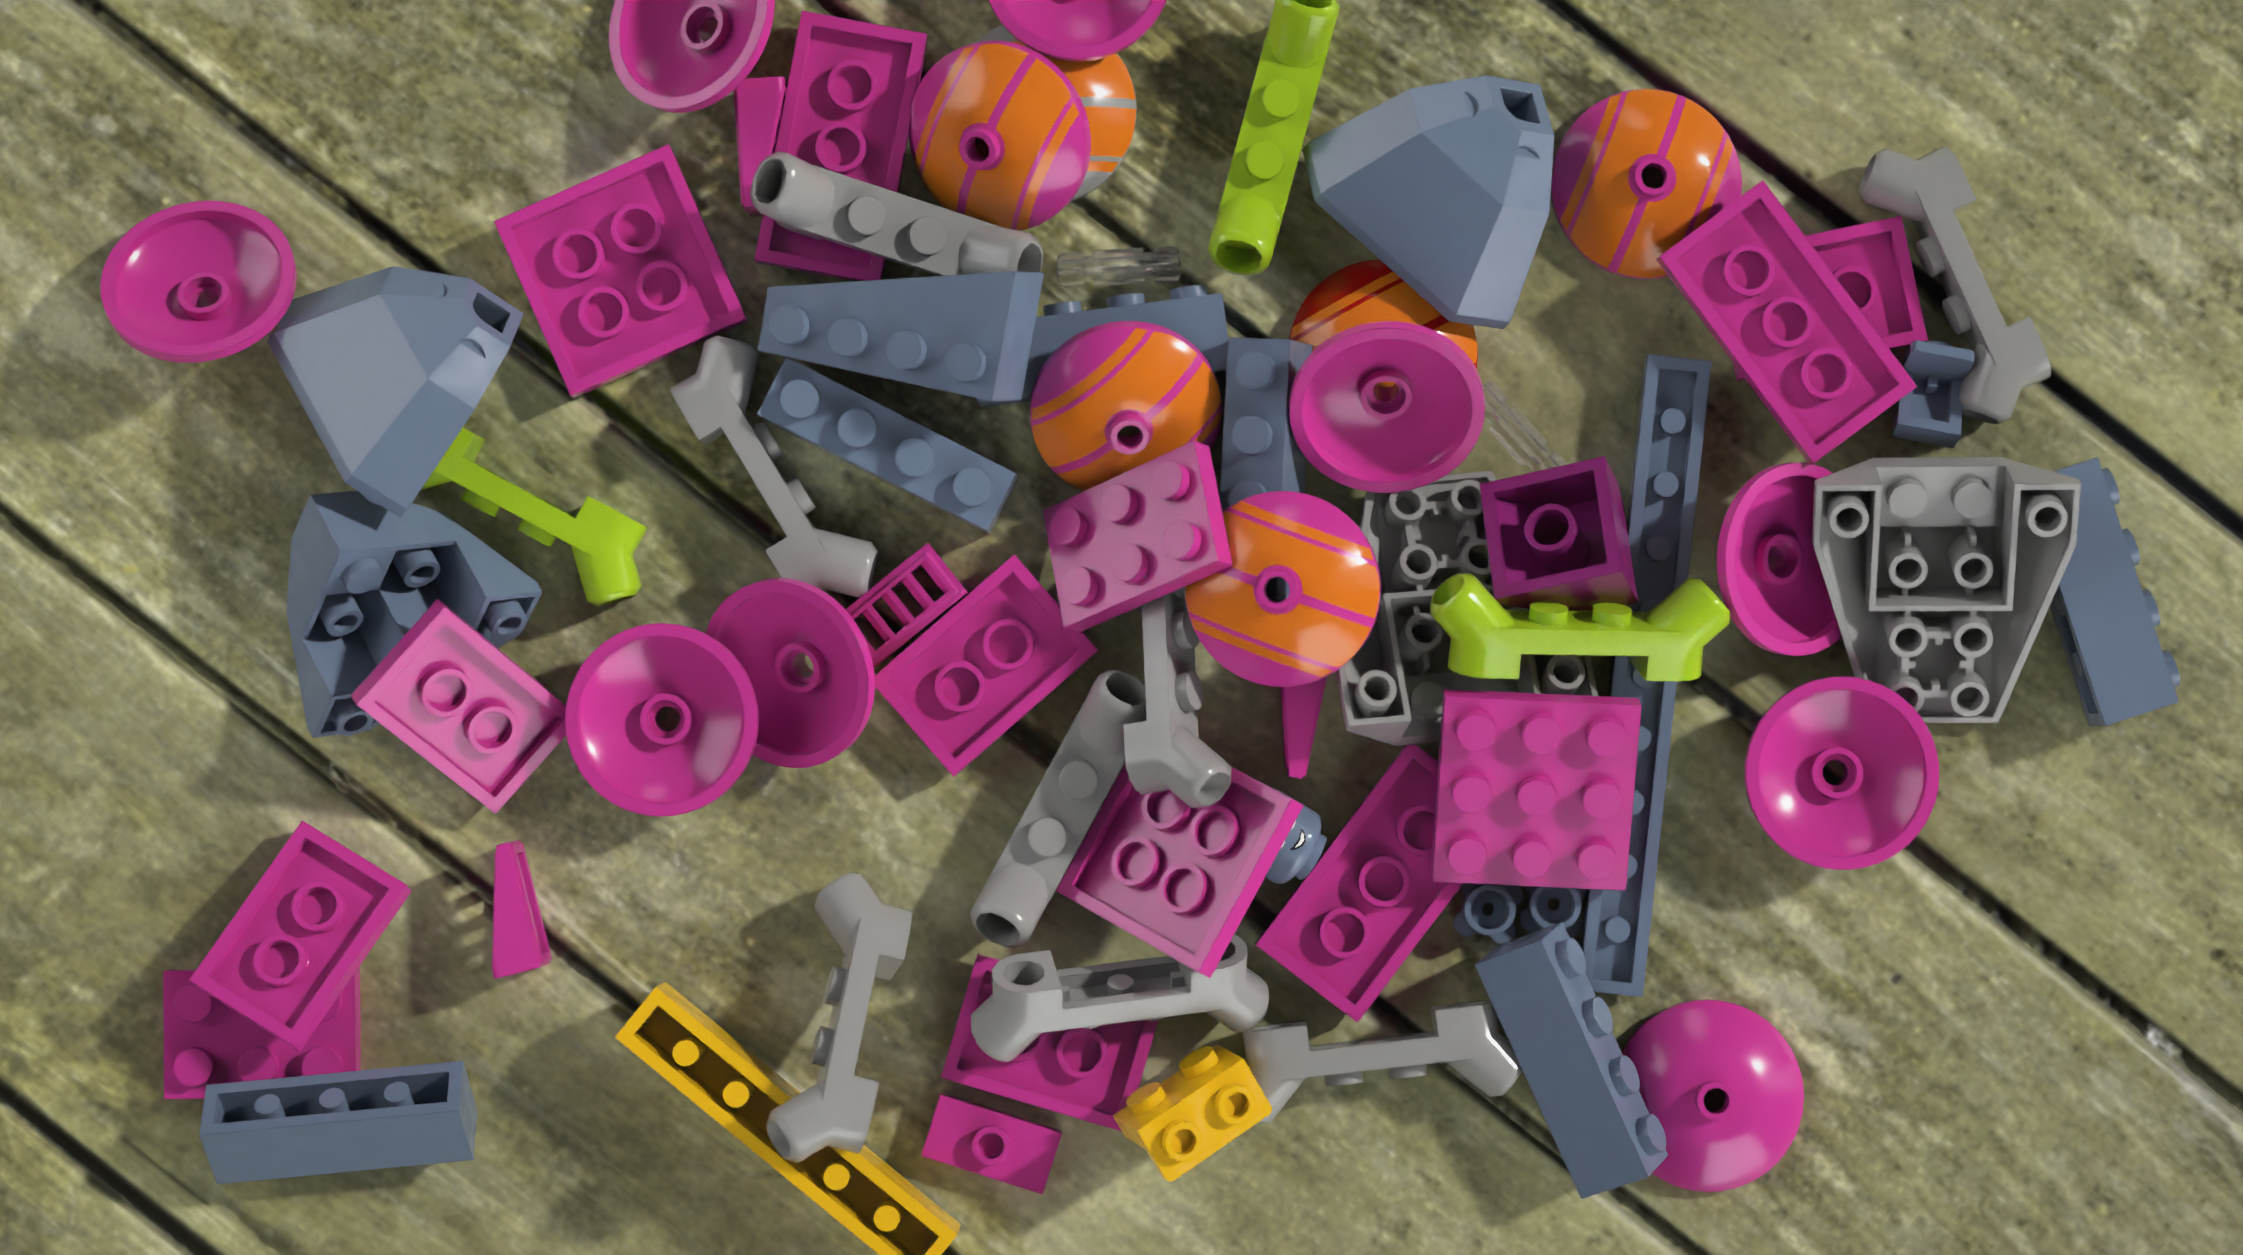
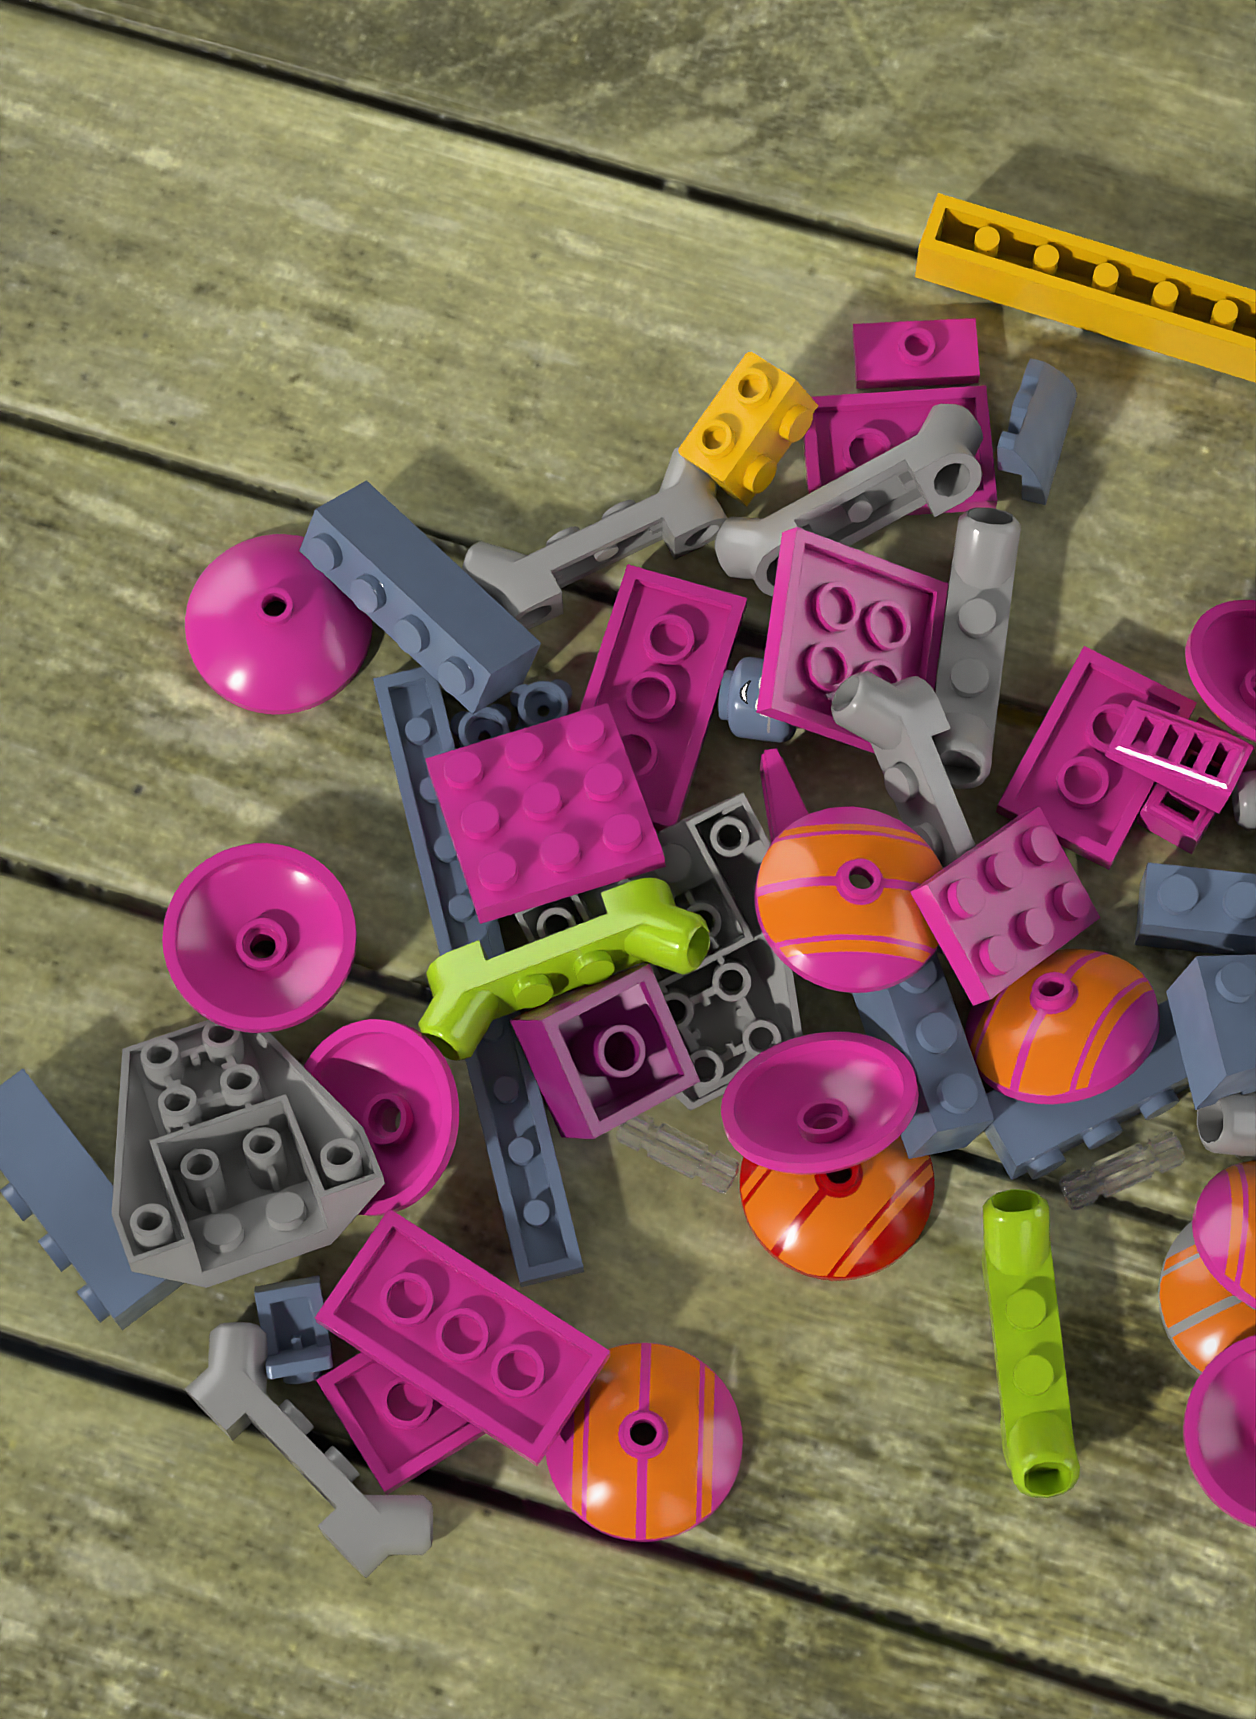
camera: 160 degrees right, 15 degrees down
(841, 1104) = (1073, 304): light grey plate -> none
(859, 605) = (1189, 782): none -> dark pink slope
(911, 1012) = (1037, 429): none -> sand blue slope
(1445, 190) = (841, 1343): sand blue brick -> none

